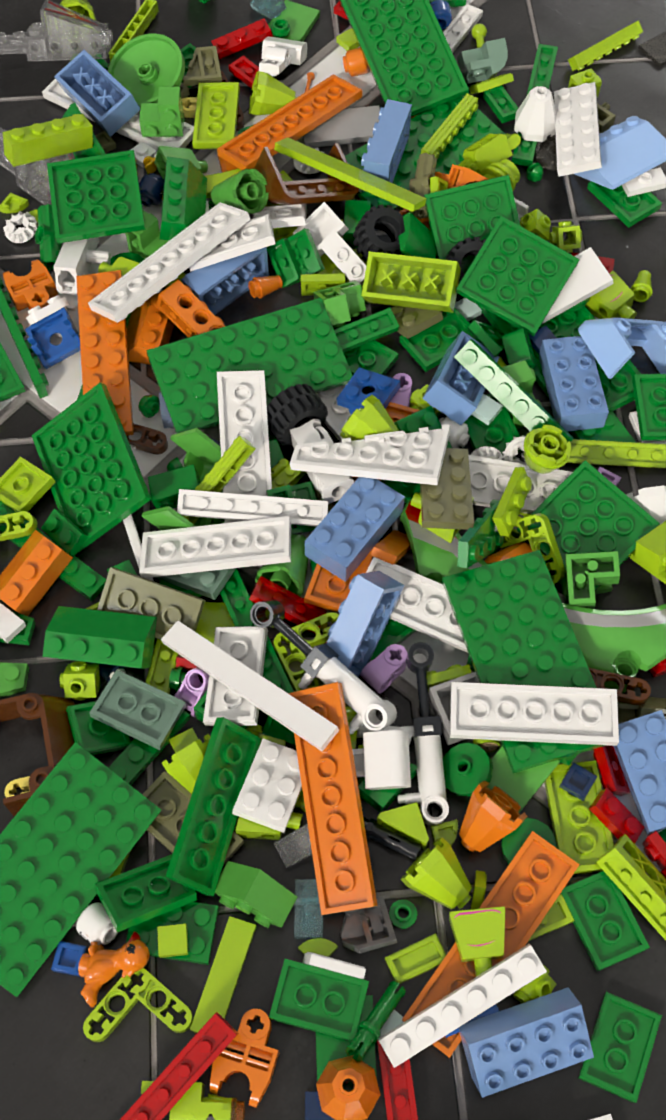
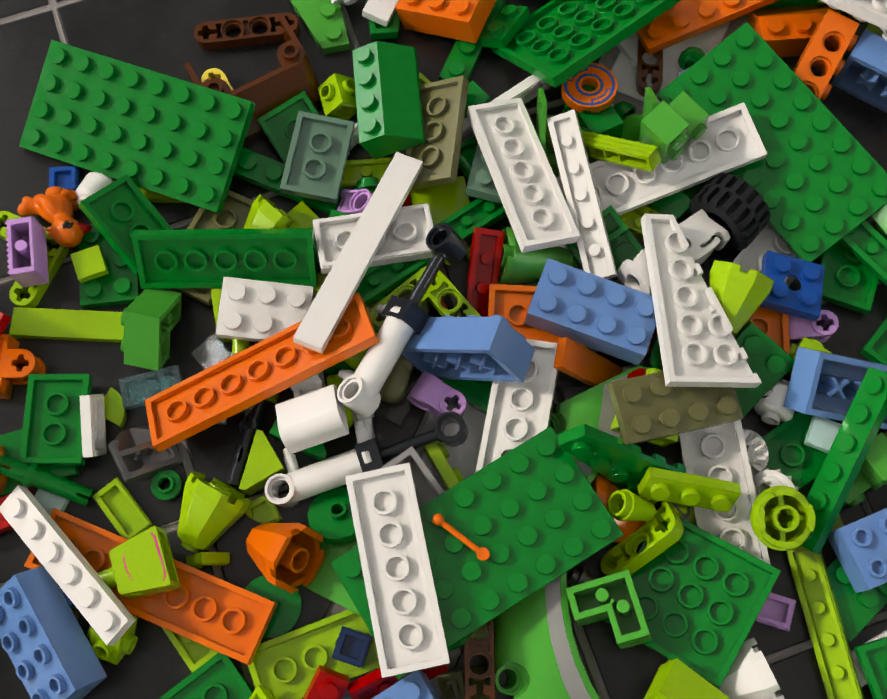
camera: 75 degrees right, 10 degrees up
(145, 994) = (27, 251): none -> lavender brick
(167, 478) = (593, 101): none -> orange tile
(223, 422) = (673, 126): none -> bright green brick
(516, 542) = (630, 507): none -> lime cone
(534, 650) = (481, 553): none -> orange hinge

